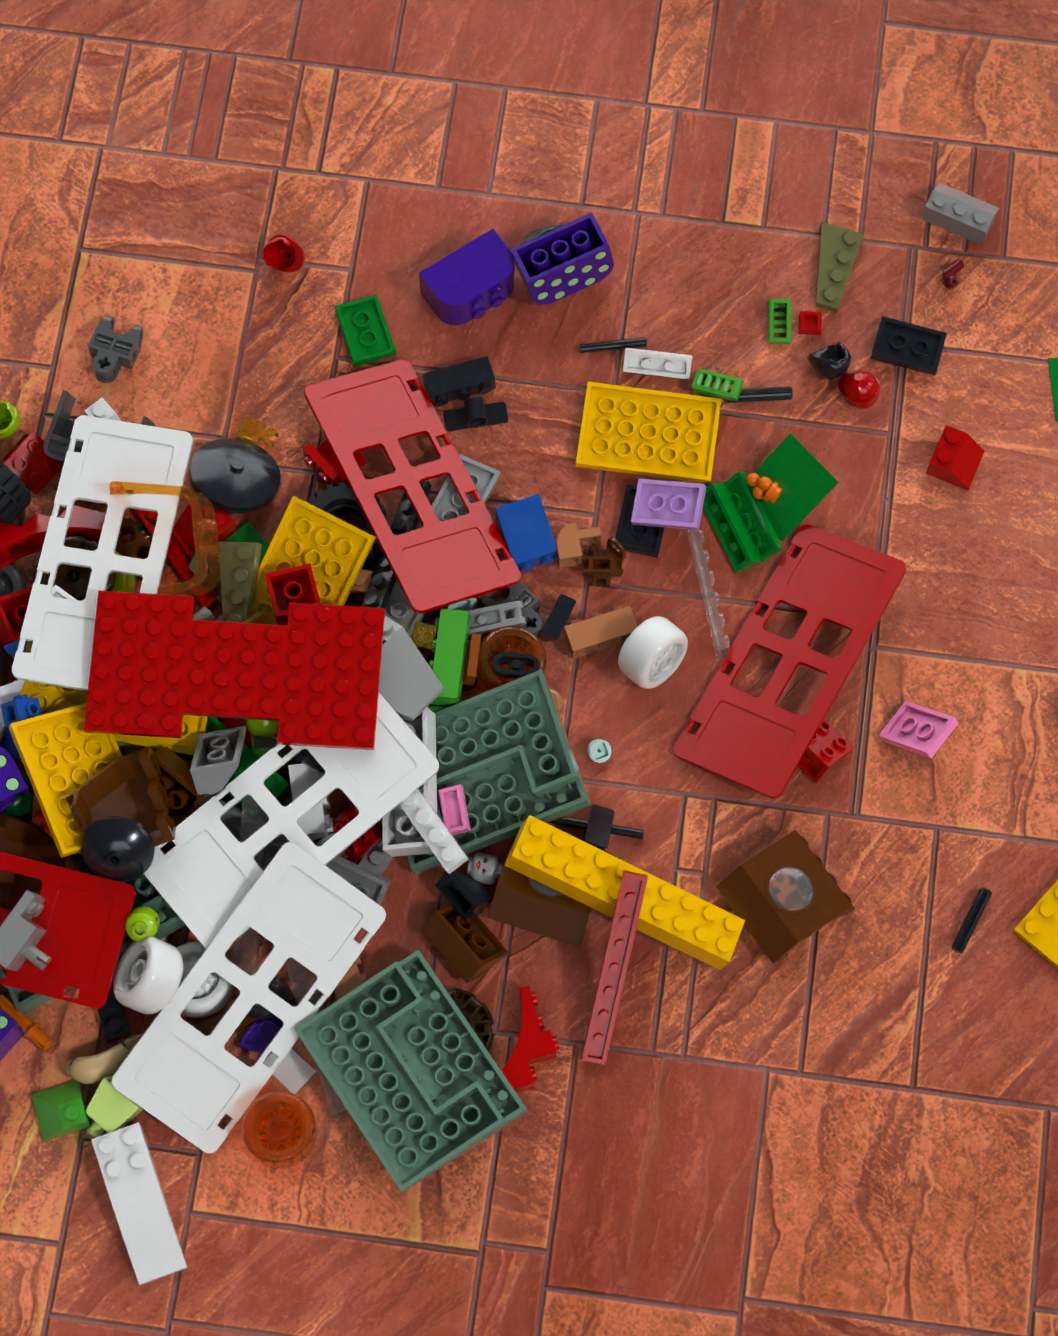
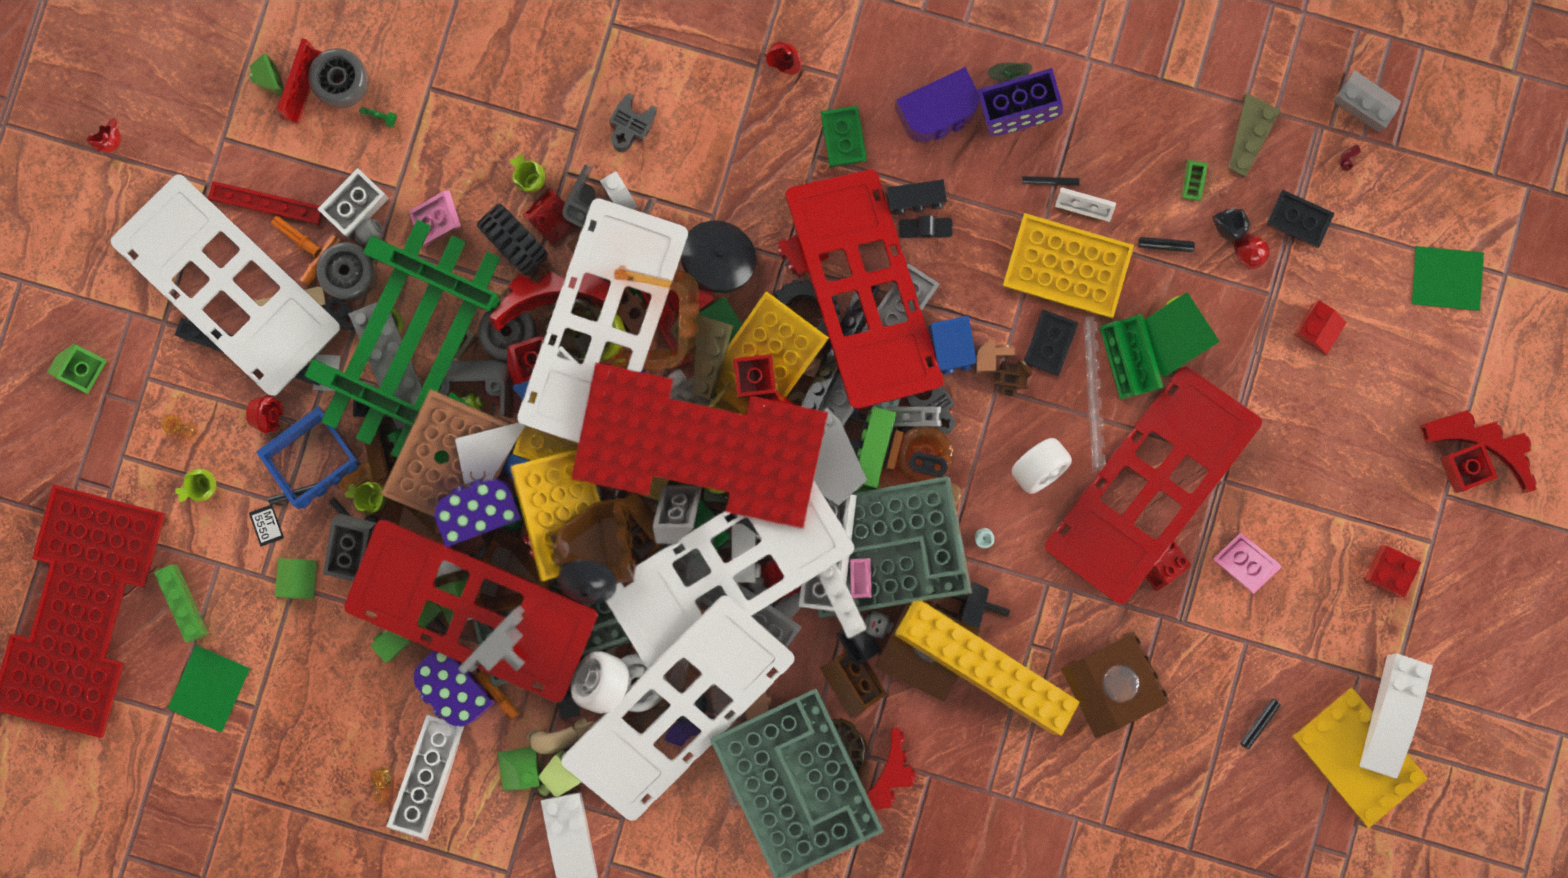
camera: 10 degrees right, 15 degrees up
(20, 709) = (521, 450): blue brick -> none
(142, 923) = (600, 641): lime head -> none
(254, 431) = (738, 216): clear yellow plate -> none
(277, 1110) = (685, 829): clear orange wheel -> none
(292, 1070) = (704, 766): white sticker -> none
(423, 635) = (855, 426): clear yellow bracket -> none
(557, 618) = (968, 421): black slope -> none
(599, 631) = (1001, 436): nougat brick -> none
(614, 967) = (970, 728): red plate -> none
(668, 504) = (1074, 337): lavender plate -> none
(703, 382) = (1121, 221): bright green slope -> none
(764, 488) = (1156, 333): orange piece -> none
(810, 323) = (1220, 184): red tile -> none

